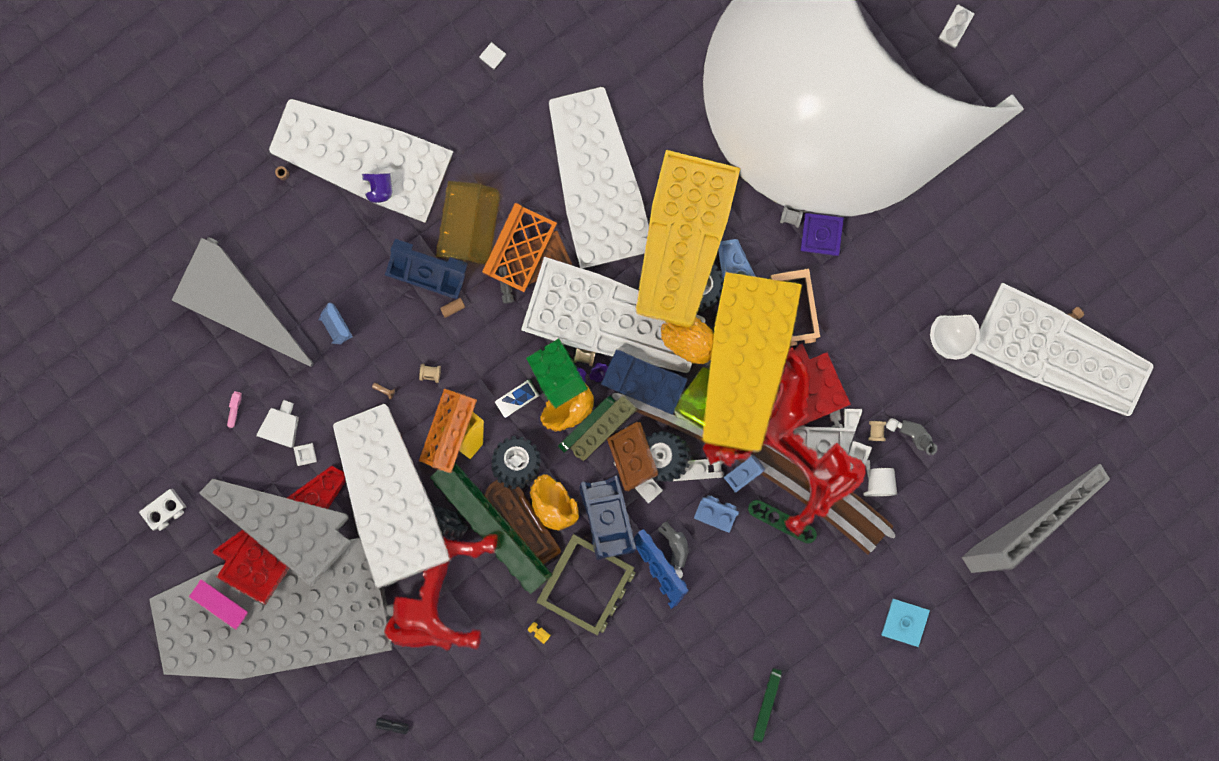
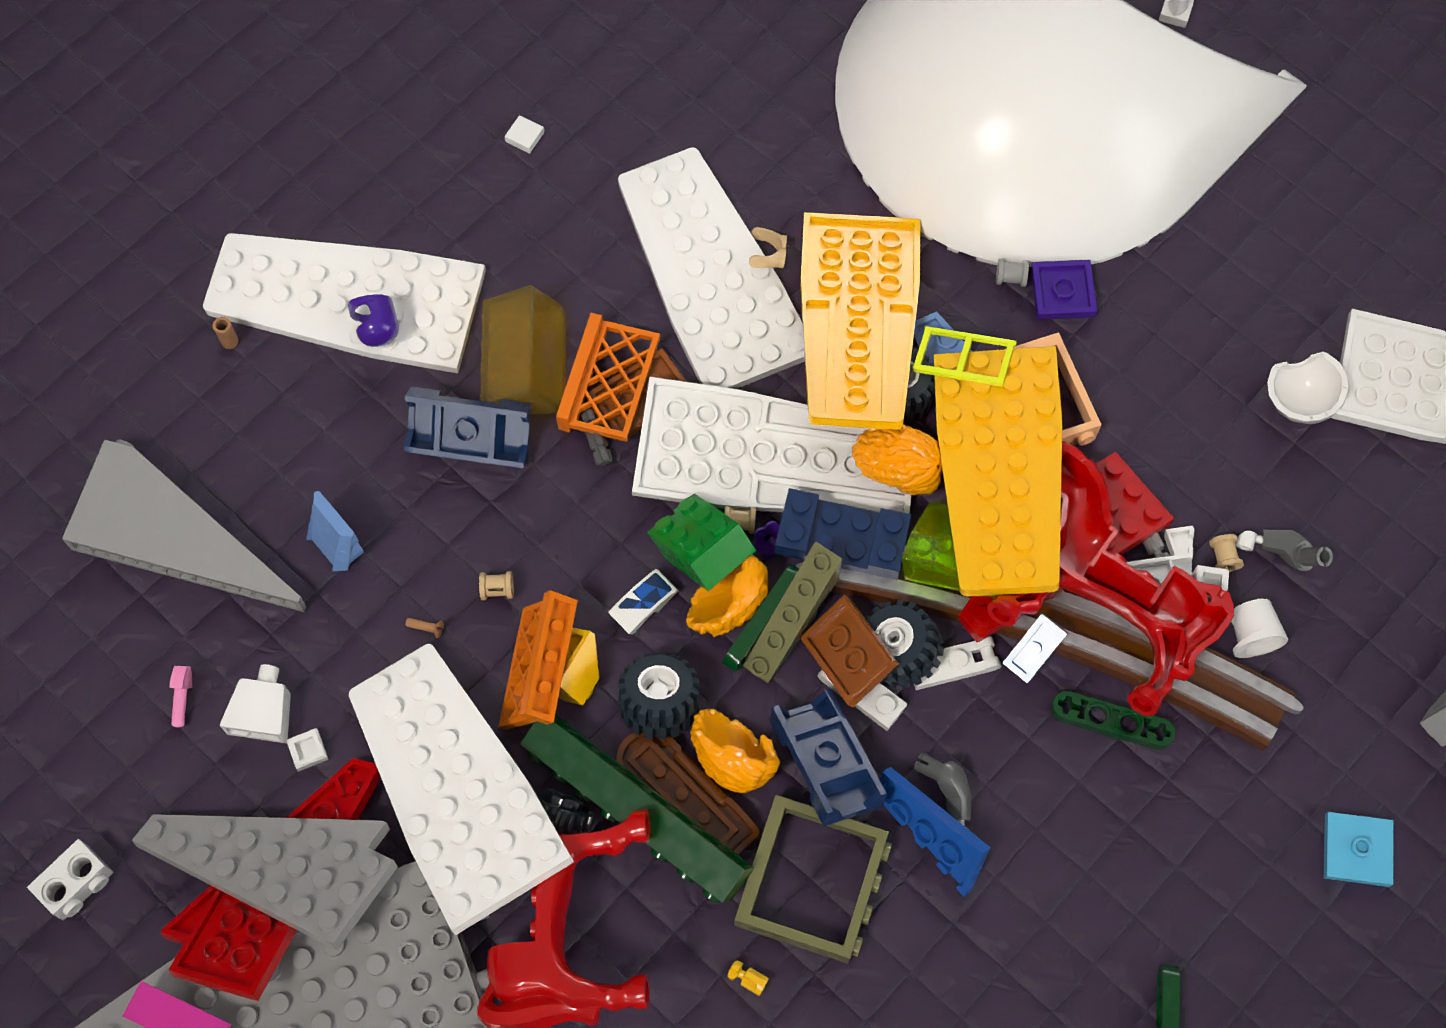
camera: 10 degrees left, 20 degrees down
(452, 307) = (518, 483): medium nougat piece -> none
(646, 167) = (779, 241): none -> tan cap
(716, 514) = (1004, 720): medium blue bracket -> none
(736, 293) = (958, 373): none -> neon yellow window

